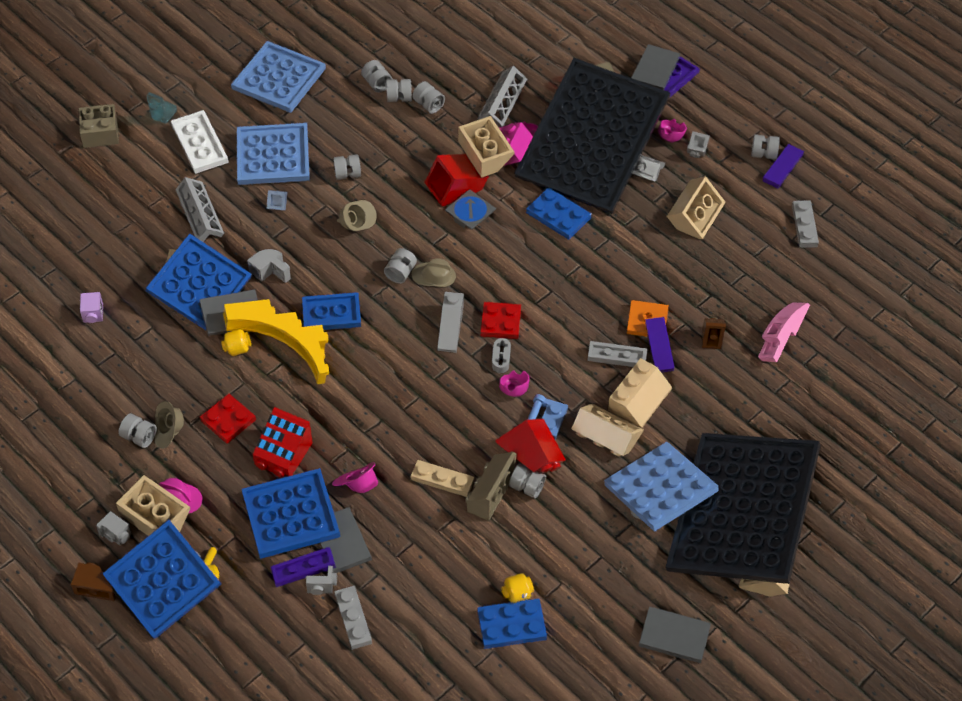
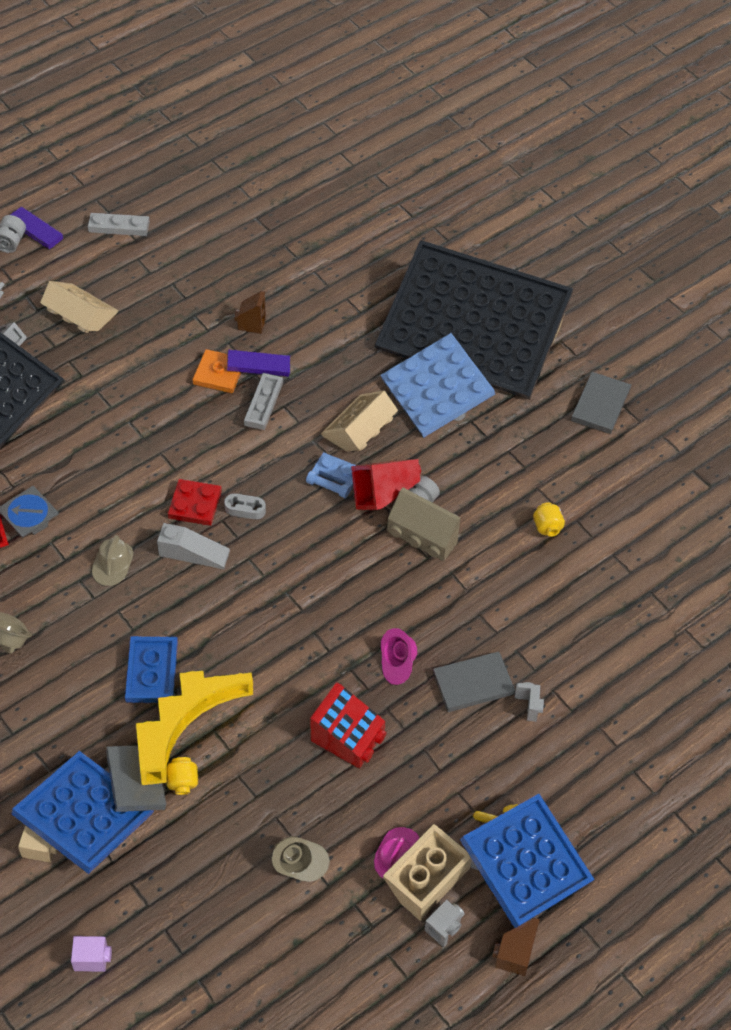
camera: 85 degrees left, 0 degrees up
(138, 430) = (300, 896): light grey wheel -> none
(228, 418) = (291, 793): red plate -> none
(269, 262) = (62, 731): light grey brick -> none
(290, 513) = (438, 727): blue plate -> none
(302, 566) = (508, 719): dark purple tile -> none
(353, 617) = (571, 676): light grey plate -> none
(400, 265) = (101, 589): light grey wheel -> none
(442, 478) = (401, 578): tan plate -> none
(511, 623) = (585, 534): blue plate -> none
(514, 384) = (290, 493): dark pink hair -> none
(558, 213) = (50, 431): blue plate -> none
(639, 394) = (317, 390): tan slope -> none
(780, 328) = (260, 260): bright pink slope -> none

